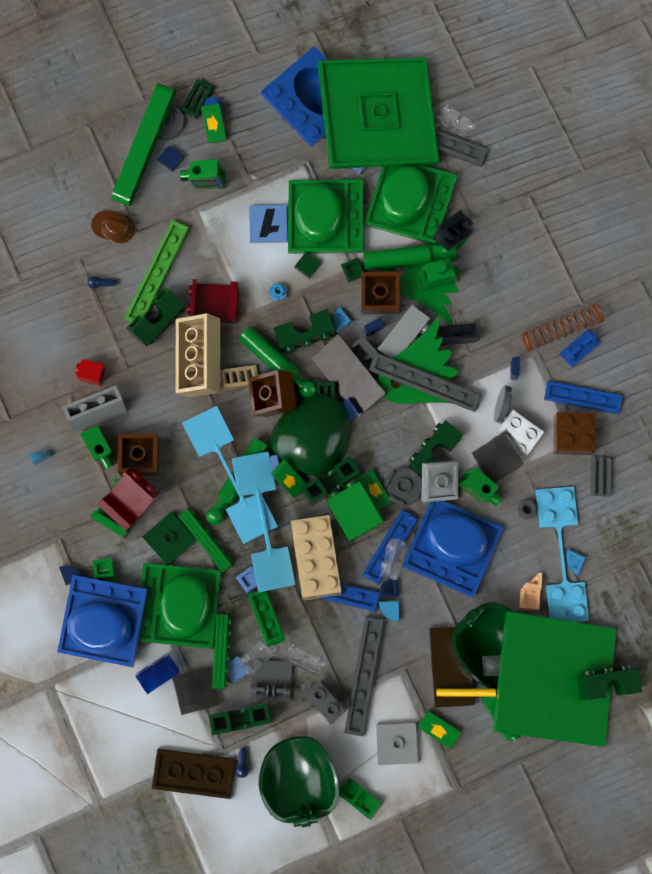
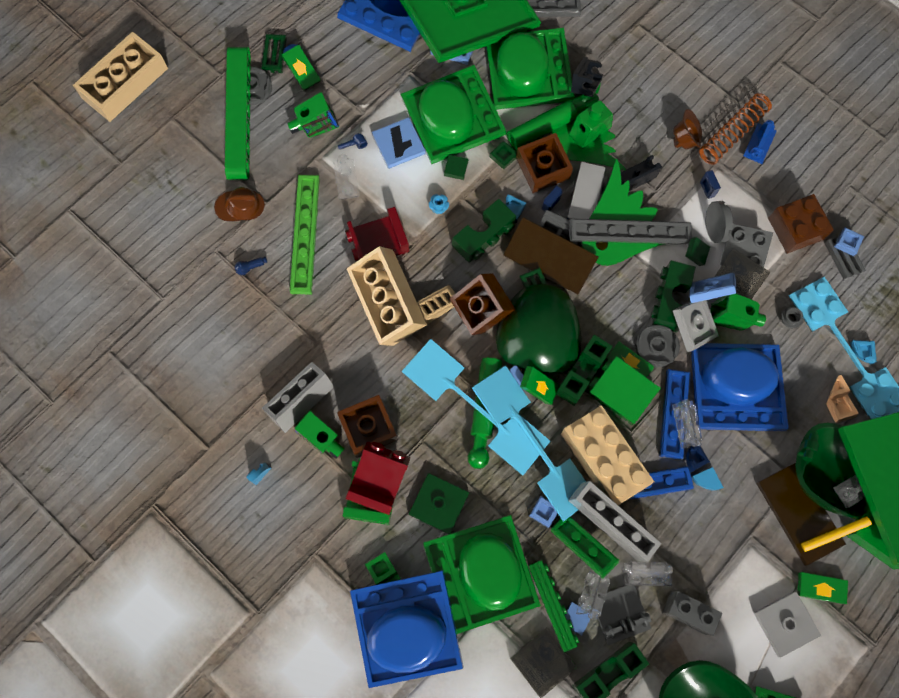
camera: 25 degrees left, 5 degrees down
(59, 73) = (121, 76): none -> tan brick
(67, 572) = (343, 589): dark blue tile -> none
(90, 372) = (276, 360): red brick -> none
(157, 673) = (493, 662): clear blue hinge -> none
(168, 307) = (333, 261): dark green arch -> none
(170, 158) = (271, 118): dark blue tile -> none
(205, 540) = (478, 489): green piece -> none
(235, 208) = (358, 139): none -> dark blue hand
(275, 359) = (466, 270): green piece -> none
(296, 609) = (614, 522): none -> light grey brick
(351, 408) = (569, 287): dark blue tile -> none
(364, 676) = (716, 565): dark grey tile -> none
(466, 457) = (713, 287): none -> medium blue tile
(475, 421) = (697, 251): none -> dark green tile
(521, 313) = (688, 131): none -> reddish brown piece
(583, 397) = (787, 188): blue tile -> none
(608, 465) = (849, 241): none -> medium blue tile

